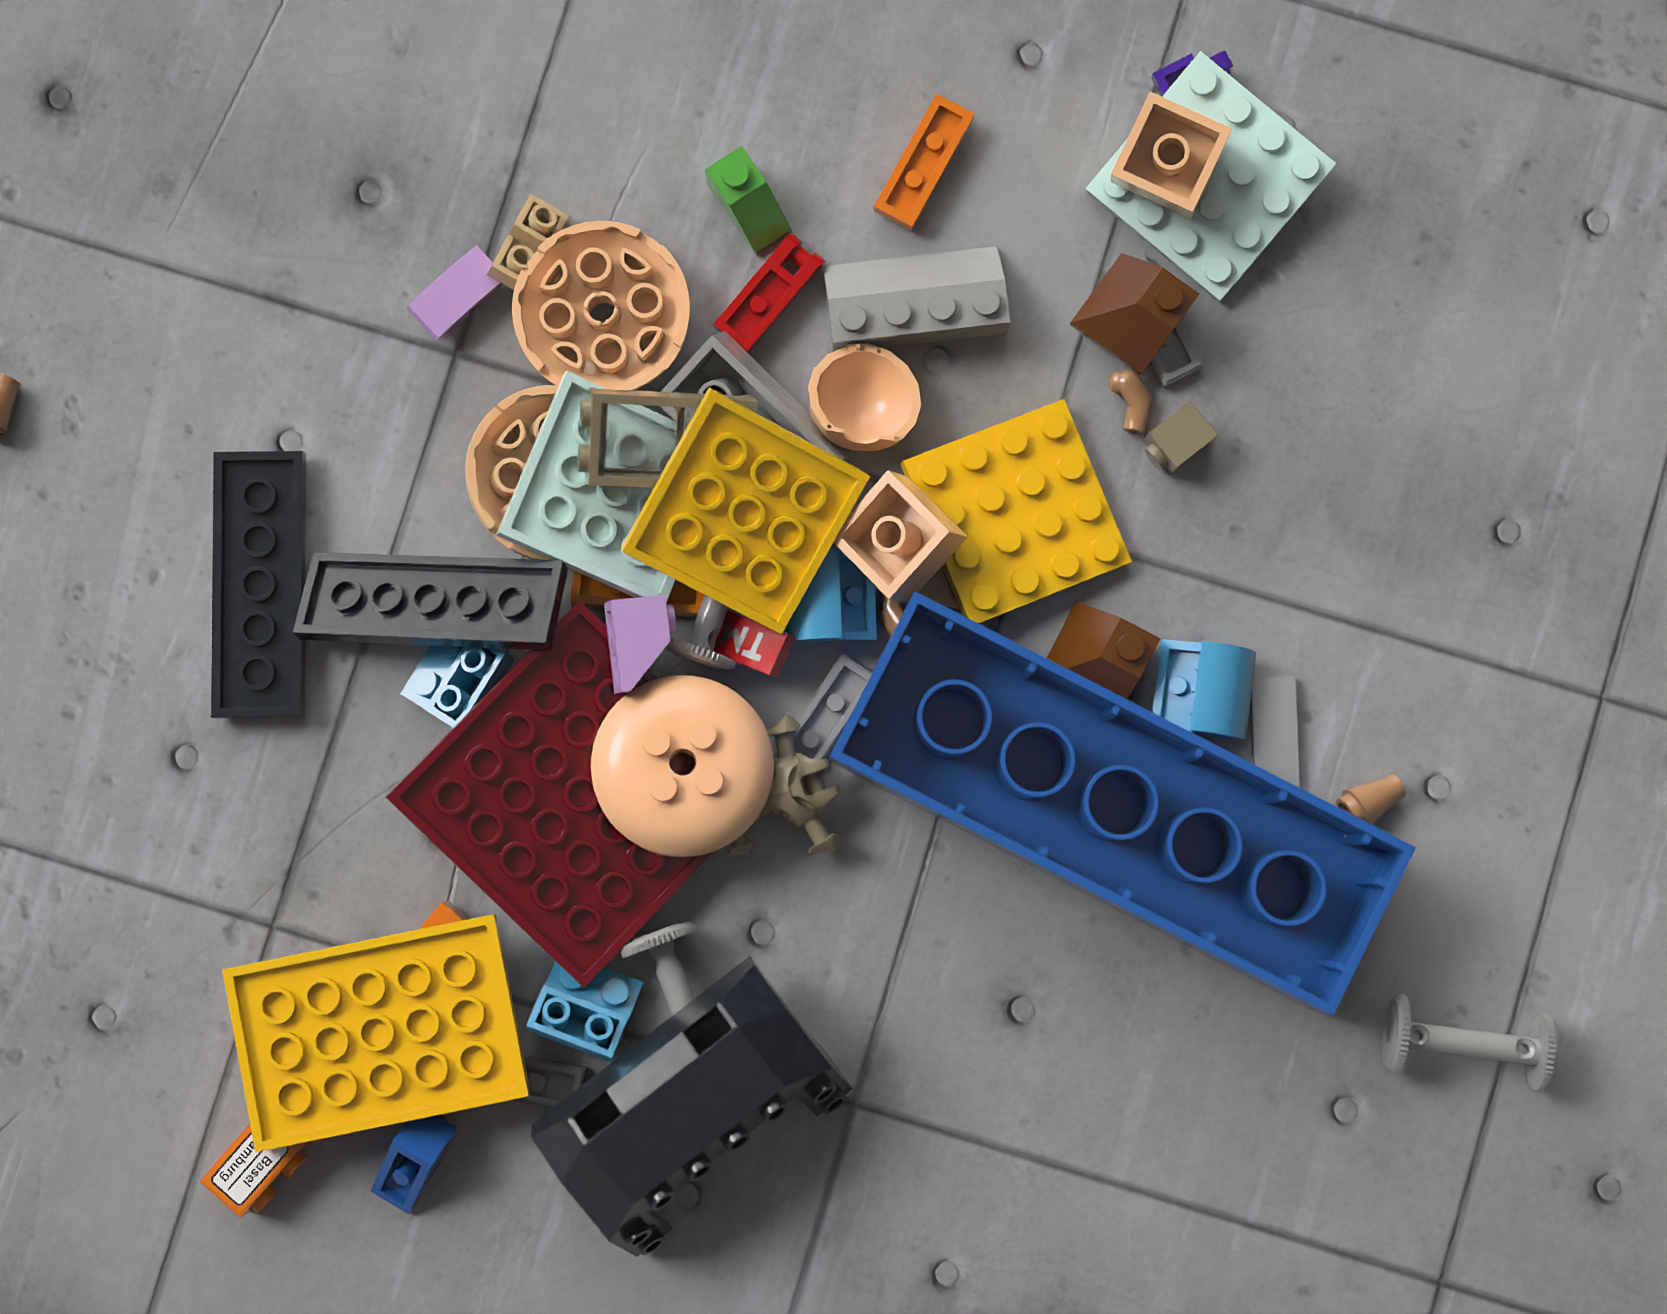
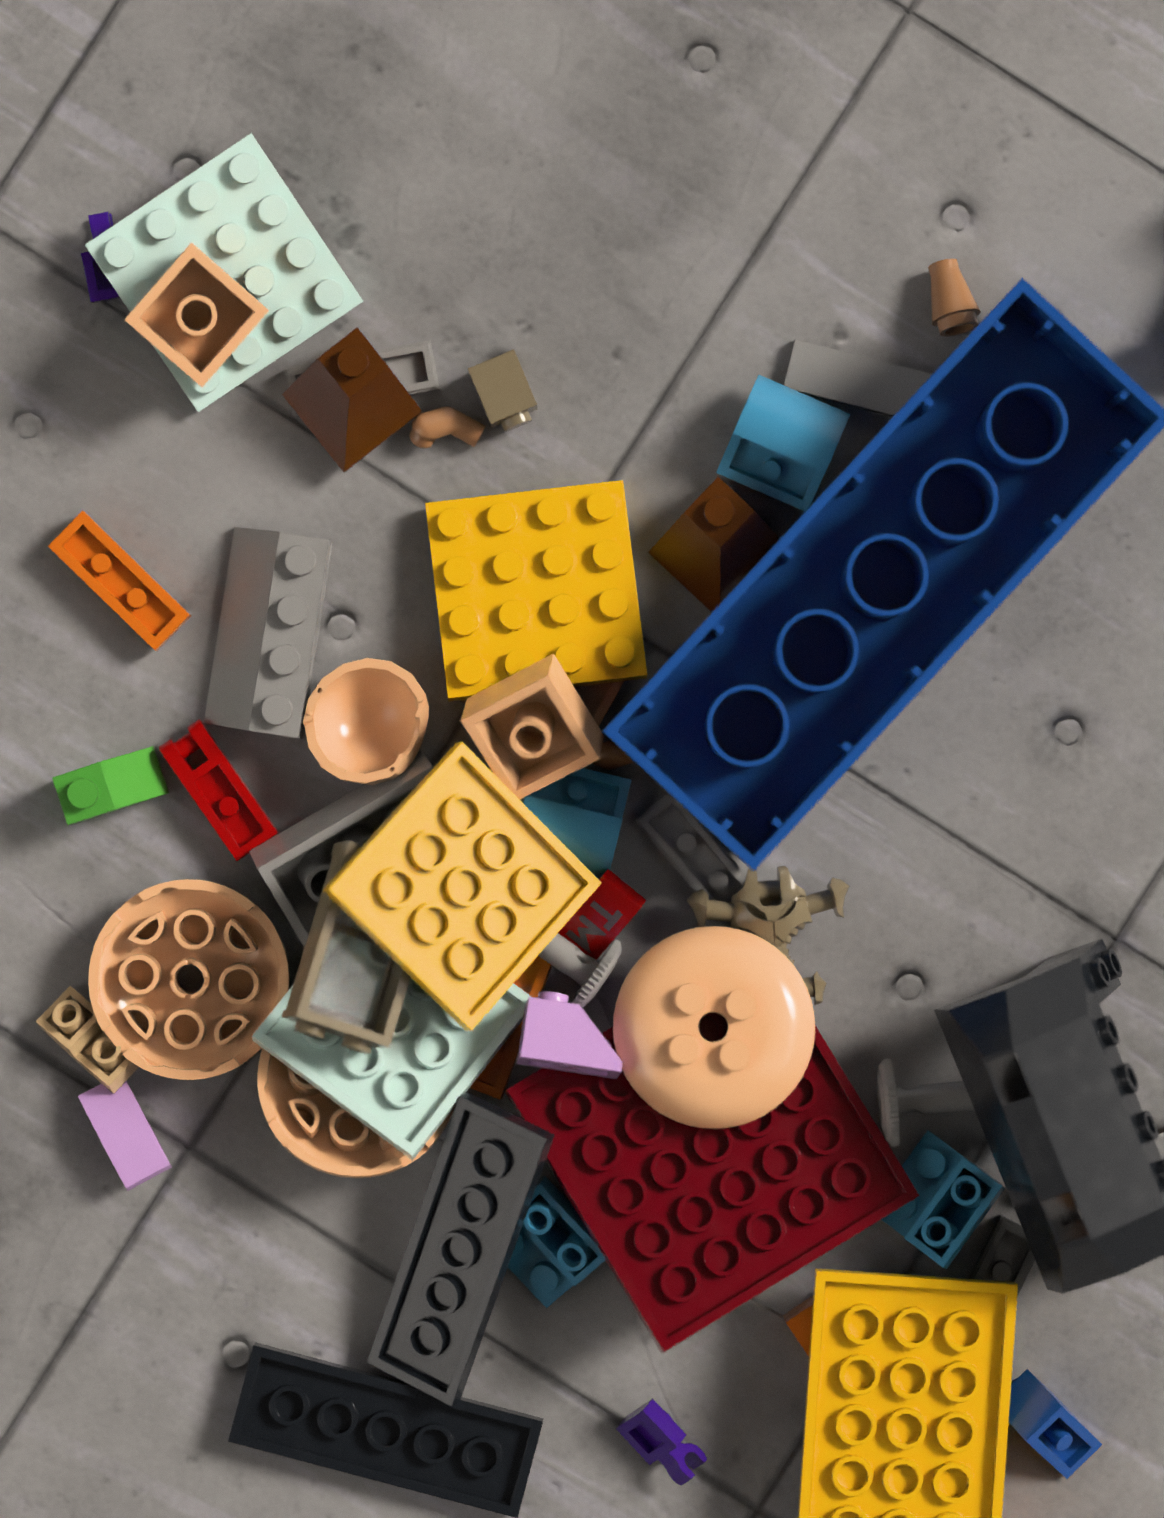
camera: 75 degrees left, 5 degrees up
(311, 822) = (659, 1438): none -> dark purple plate

